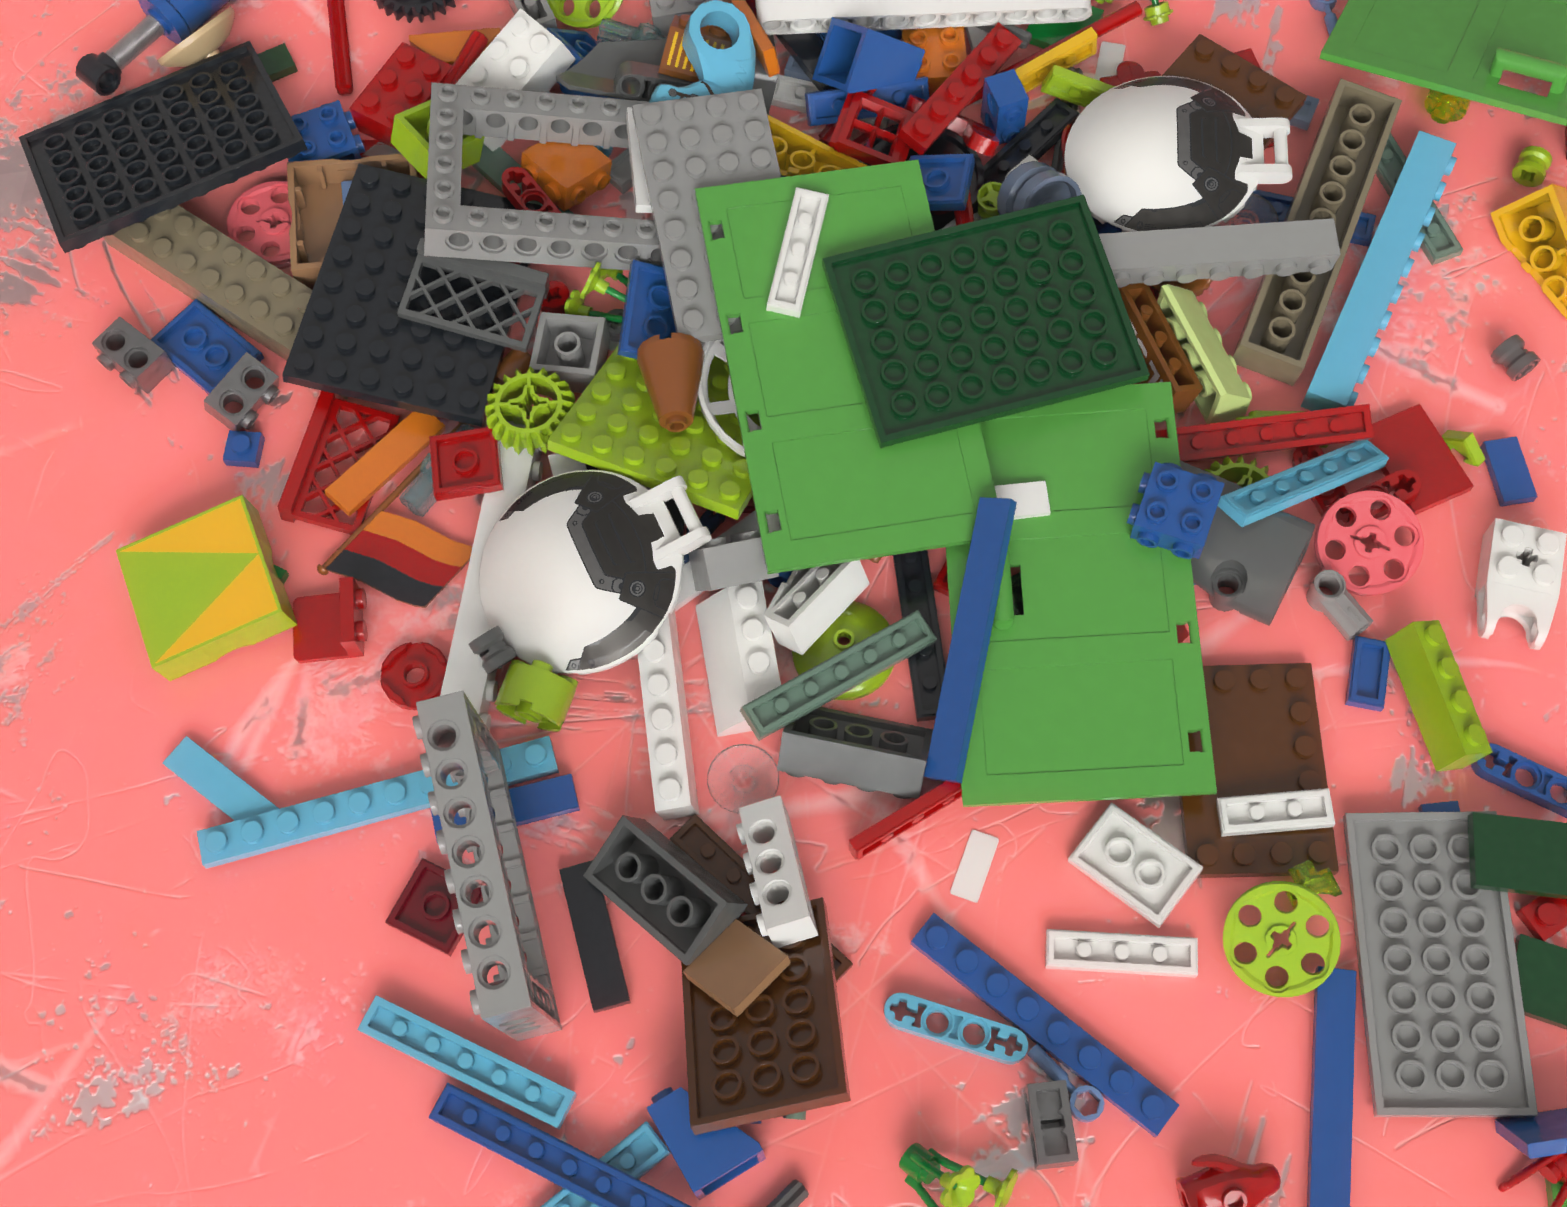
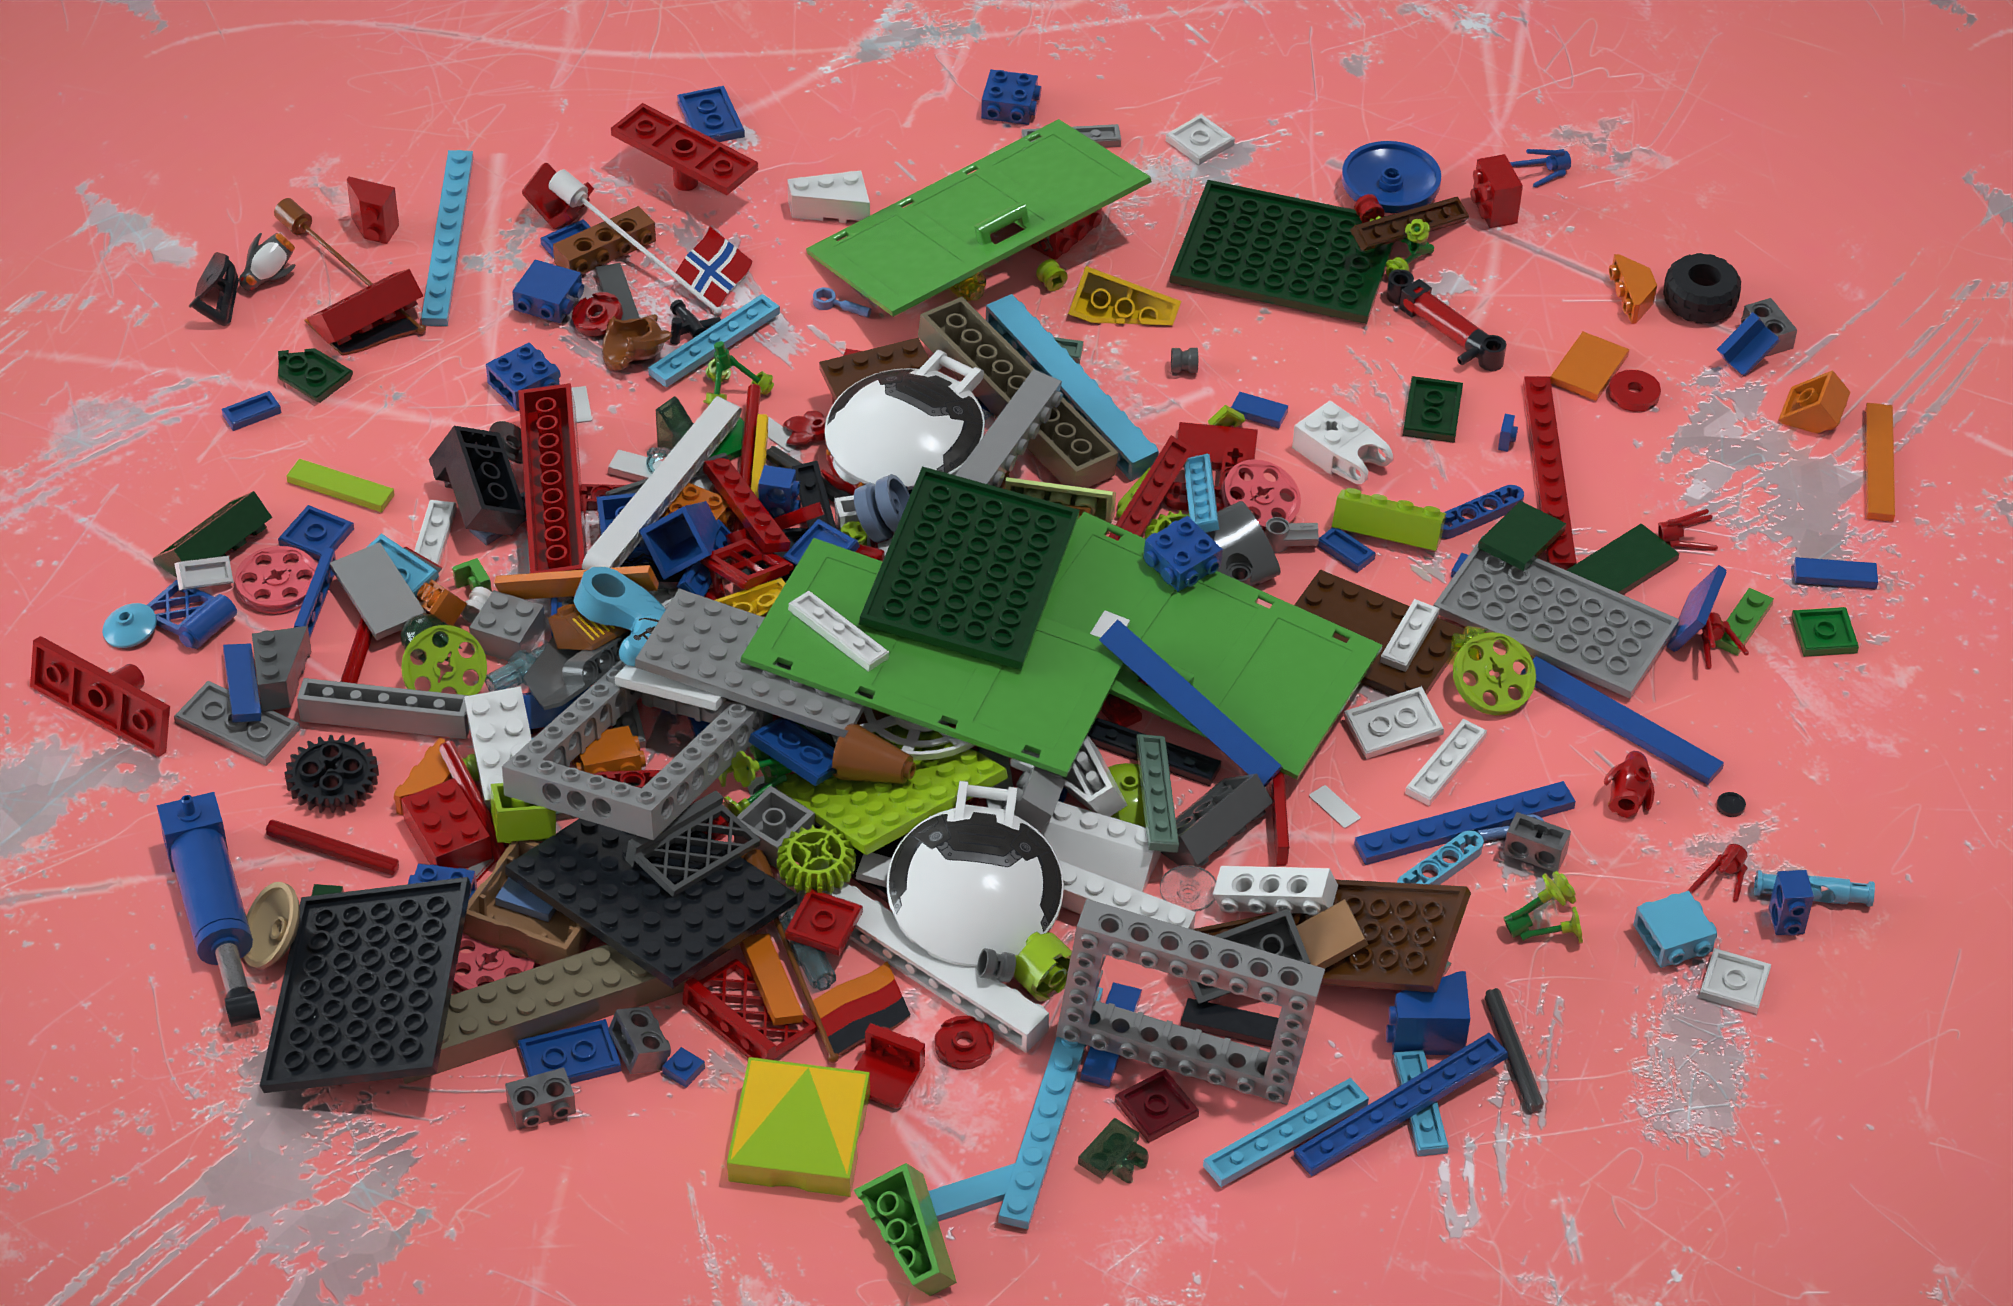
camera: 65 degrees left, 20 degrees down
(125, 761) = (909, 1224): none -> bright green wedge
(344, 897) = (1116, 1151): none -> clear green plate
(1073, 86) = (800, 449): lime tile -> none

